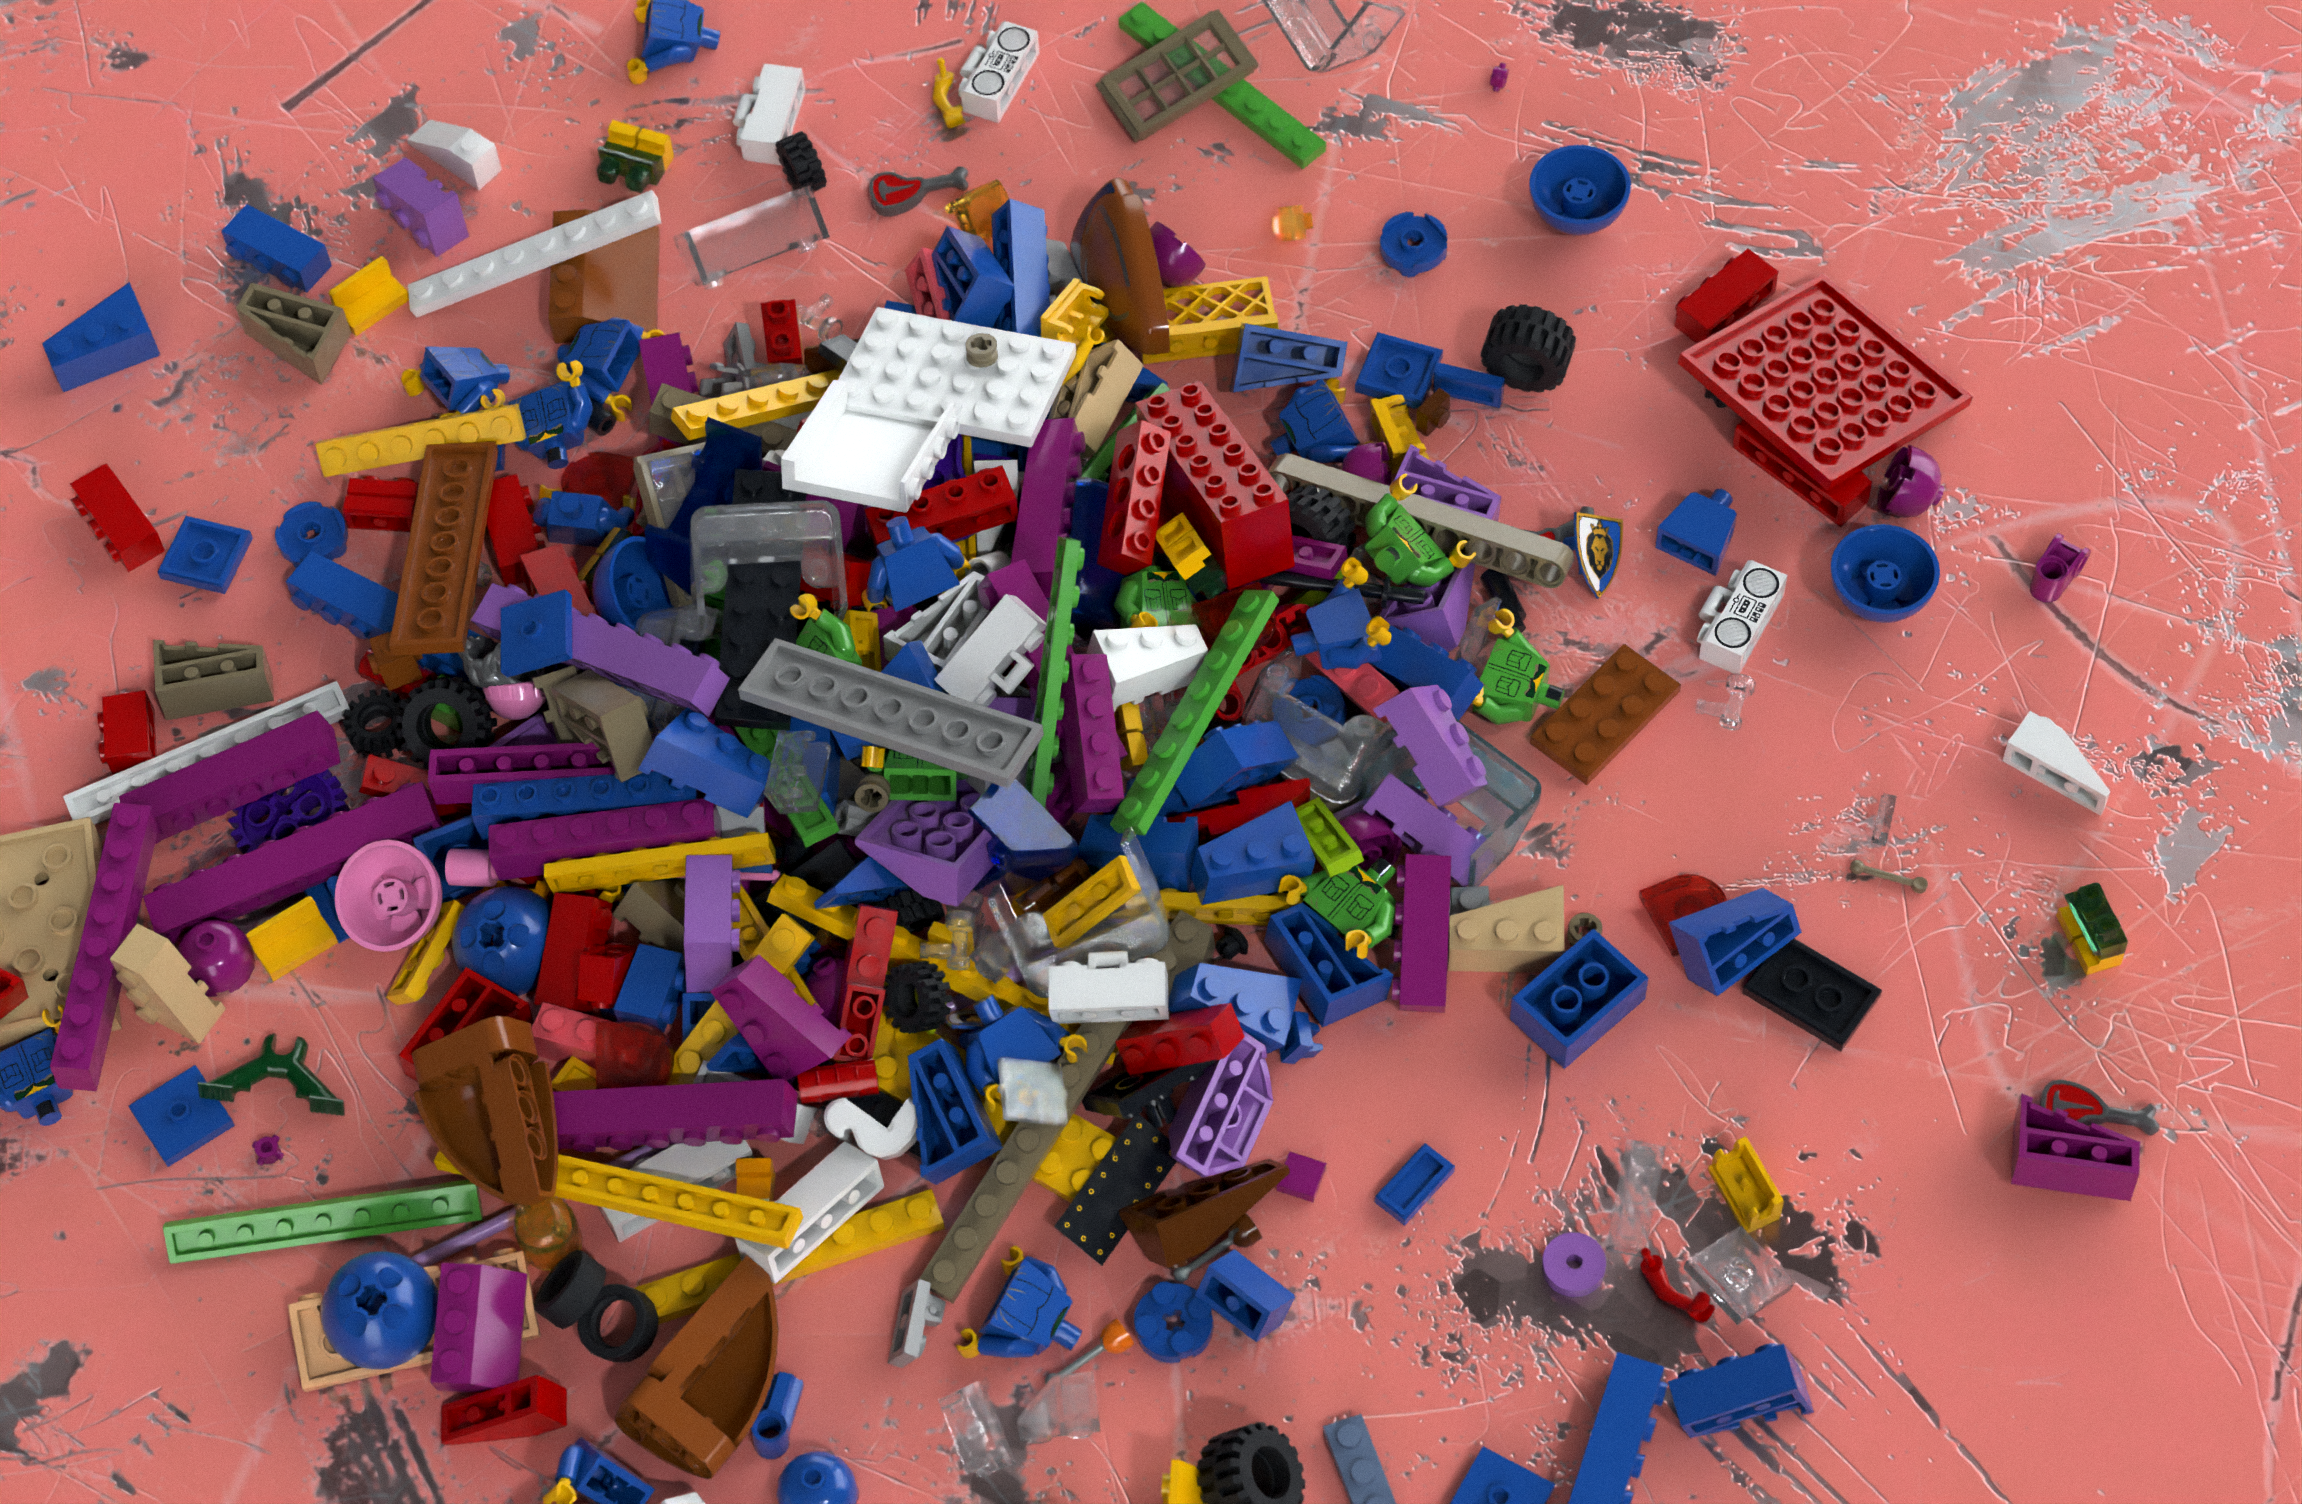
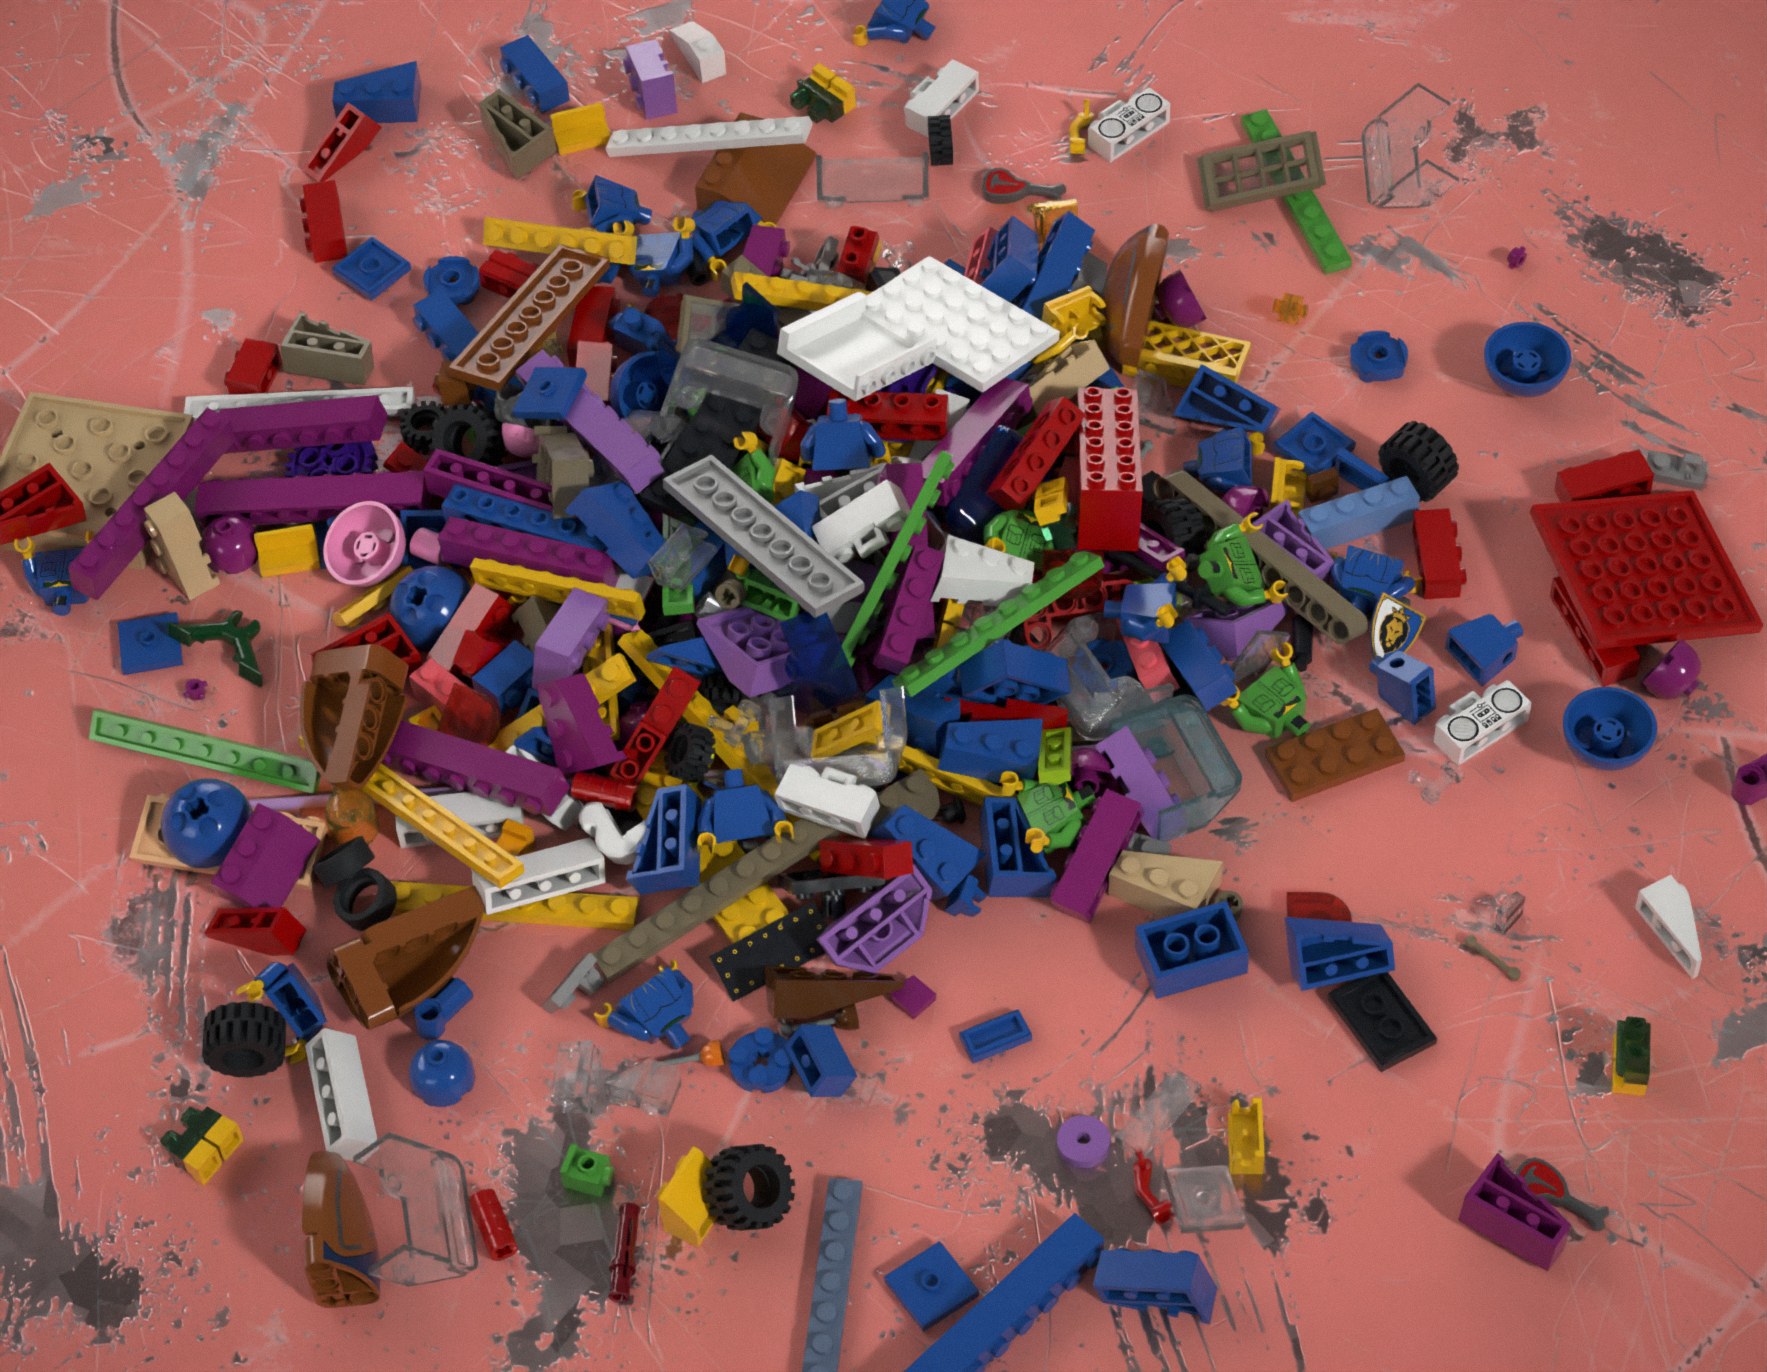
camera: 25 degrees right, 5 degrees down
(86, 415) = (342, 143): none -> red slope
(981, 342) = (982, 309): dark tan bush -> none
(1032, 1092) = (735, 849): clear piece -> none
(1191, 367) = (1154, 402): none -> clear wing
(1436, 743) = (1171, 715): medium lavender wedge -> none
(1495, 427) = (1361, 513): none -> medium blue brick
(1544, 500) = (1366, 574): none -> blue torso
(1595, 444) = (1438, 553): none -> red brick
(1643, 606) = (1405, 685): none -> blue torso
(1793, 256) = (1676, 470): none -> light grey hinge

